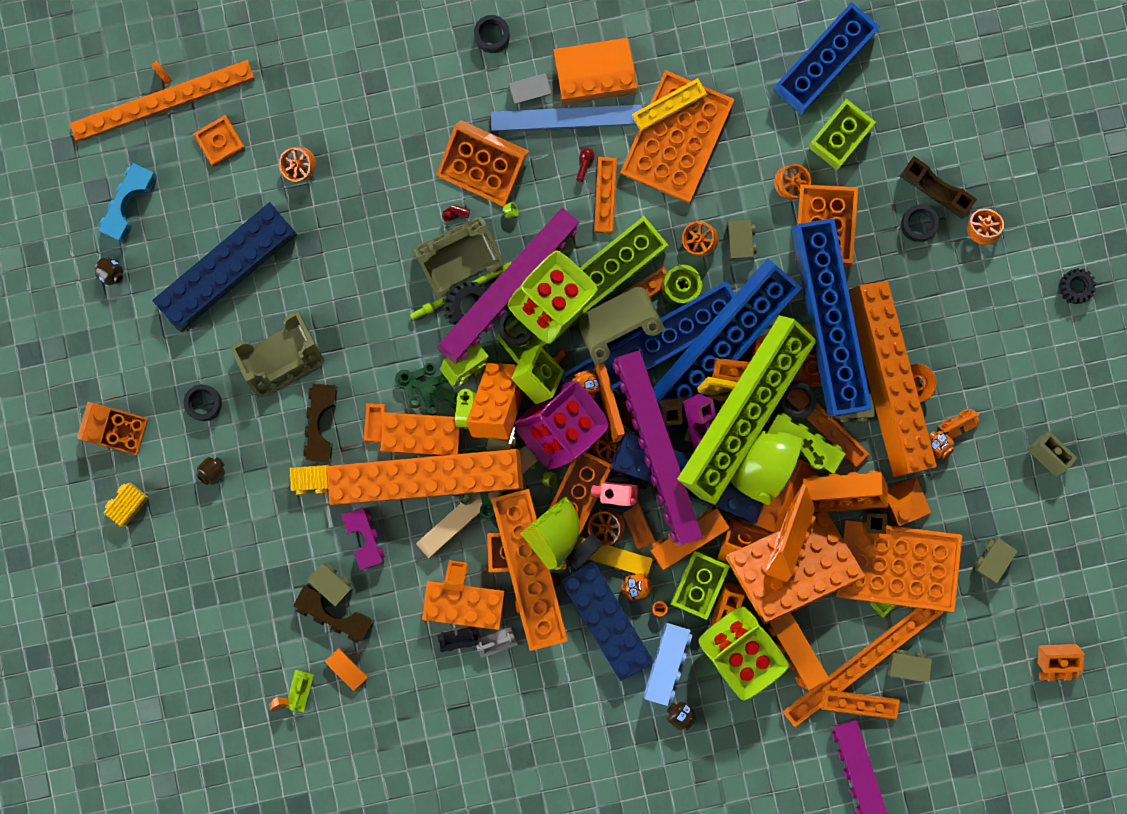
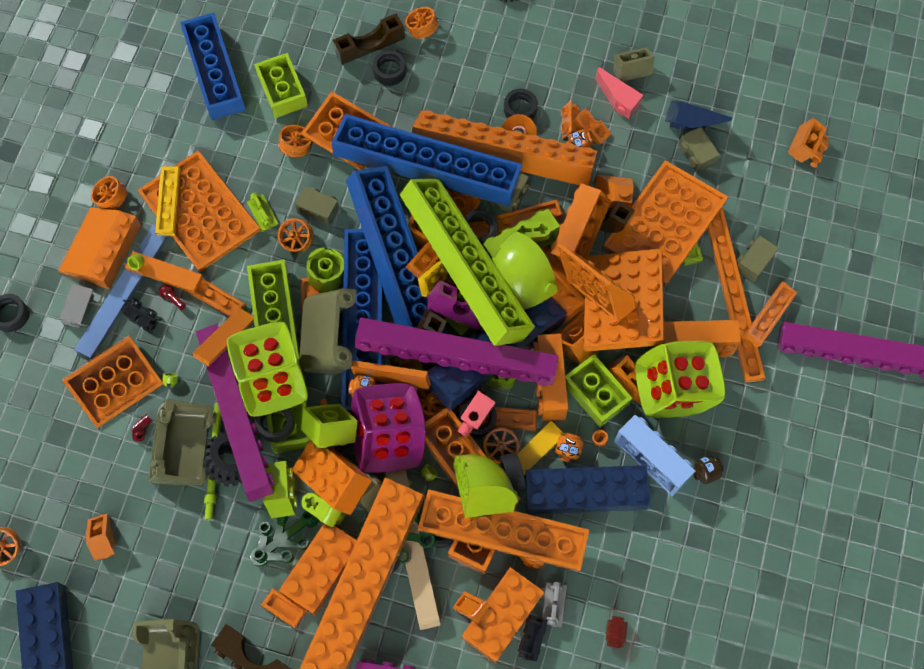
camera: 65 degrees left, 15 degrees down
(349, 238) = (100, 537): none -> orange slope
(500, 705) = (616, 632): none -> clear red brick
(555, 139) = (147, 316): none -> black hinge
(568, 236) = (217, 342): none -> orange tile
(594, 116) = (136, 261): none -> lime hinge
(601, 144) = (168, 273): none -> orange tile
(647, 47) = (107, 191): none -> orange wheel
(707, 194) = (261, 212): none -> lime hinge
(962, 368) = (522, 94): none -> black tyre
(964, 446) = (597, 129): none -> orange slope
(1011, 460) = (620, 95): none -> coral slope
(1024, 540) = (686, 115): none -> dark blue slope

